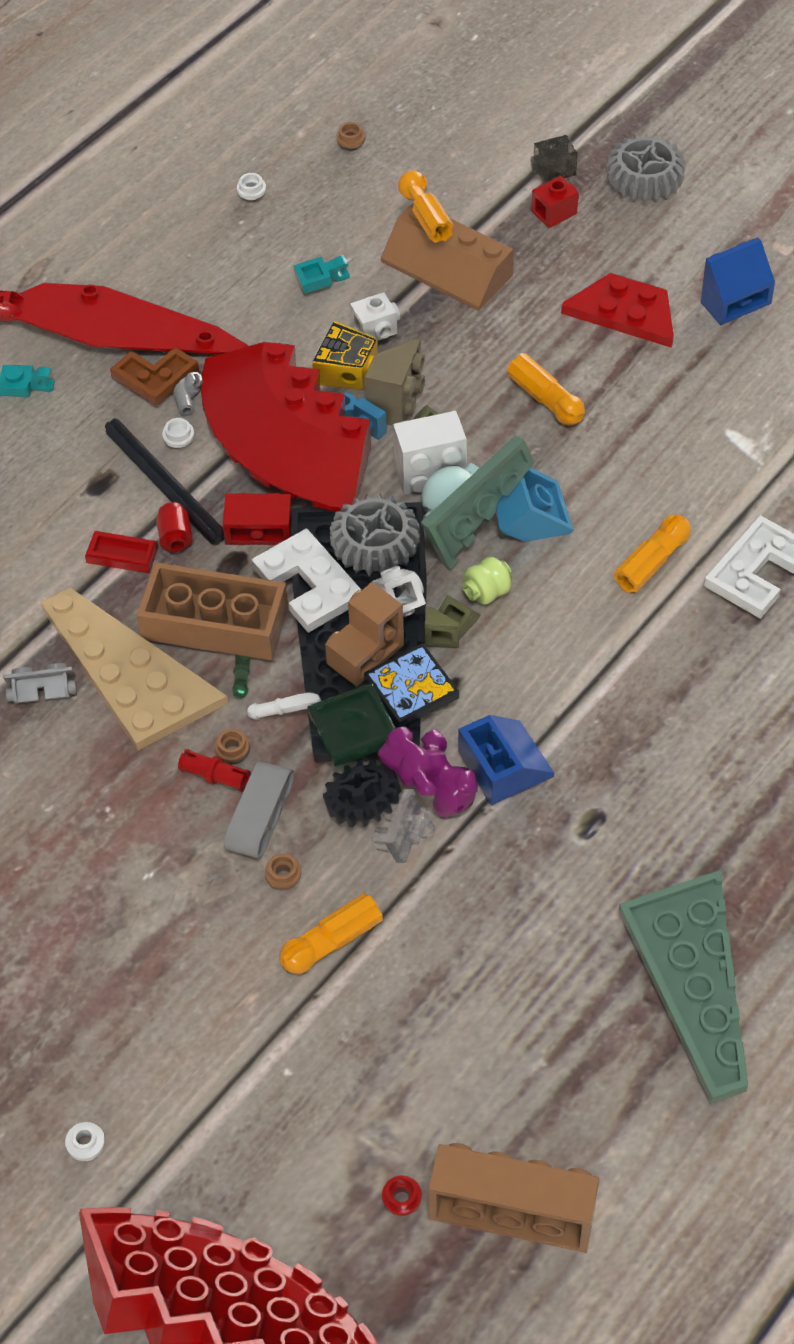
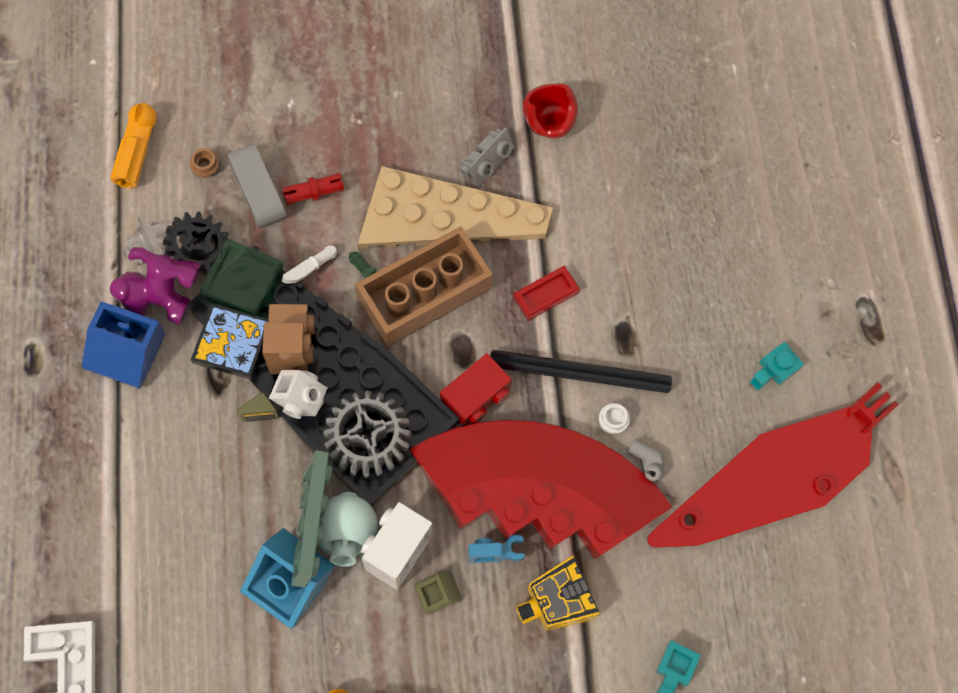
camera: 130 degrees right, 15 degrees up
(156, 380) = (682, 447): dark orange plate -> none
(174, 527) = (526, 334): red brick -> none
(230, 738) = (316, 208): medium nougat plate -> none
(328, 580) = (360, 373): white plate -> none
(375, 316) = (585, 646): white brick -> none
(395, 380) = (488, 587): dark tan slope -> none
(459, 613) = (260, 438): olive slope -> none
(487, 580) = (257, 477): yellowish green piece -> none
(652, 553) = (153, 616): light orange piece -> none

